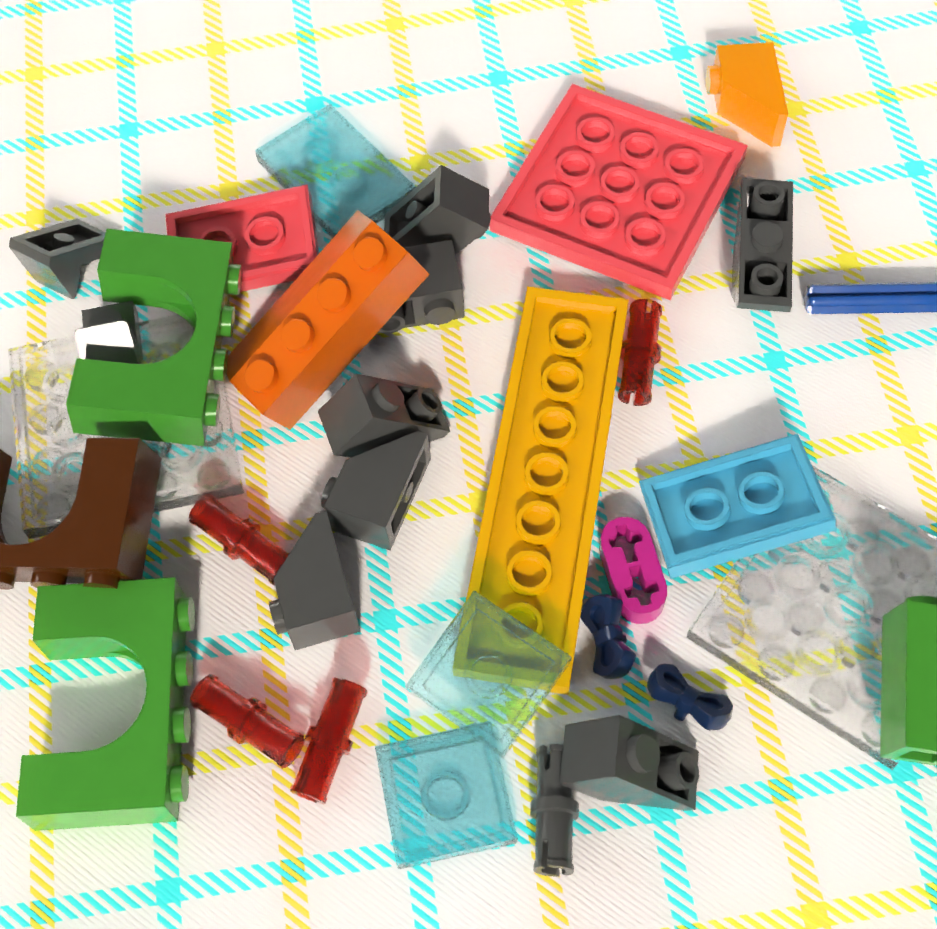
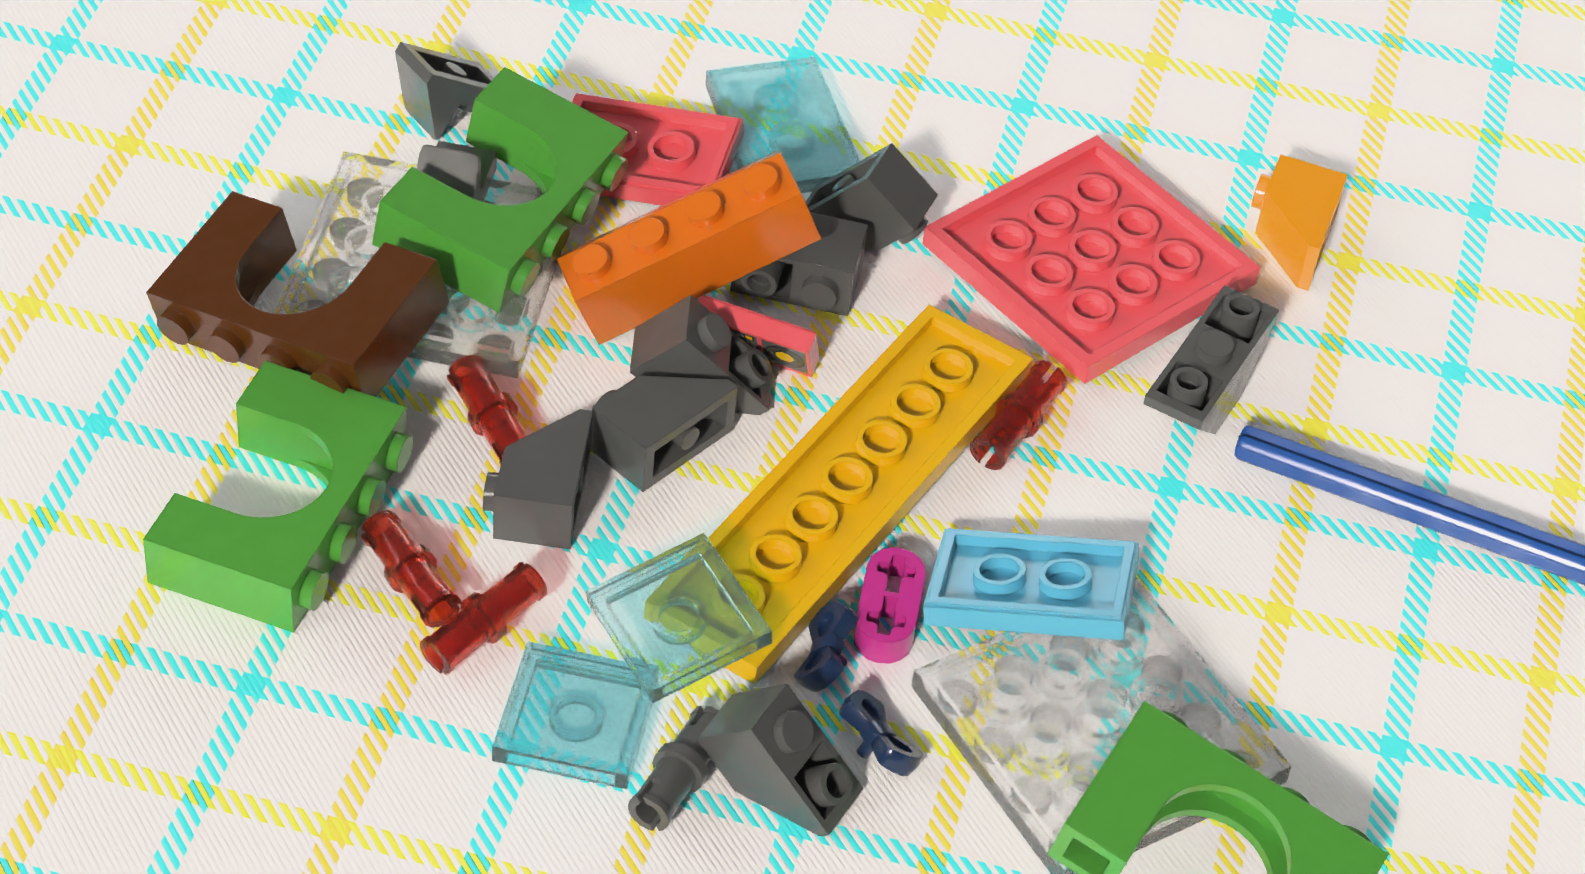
camera: 15 degrees right, 15 degrees down
(417, 371) = (780, 341): none -> coral tile

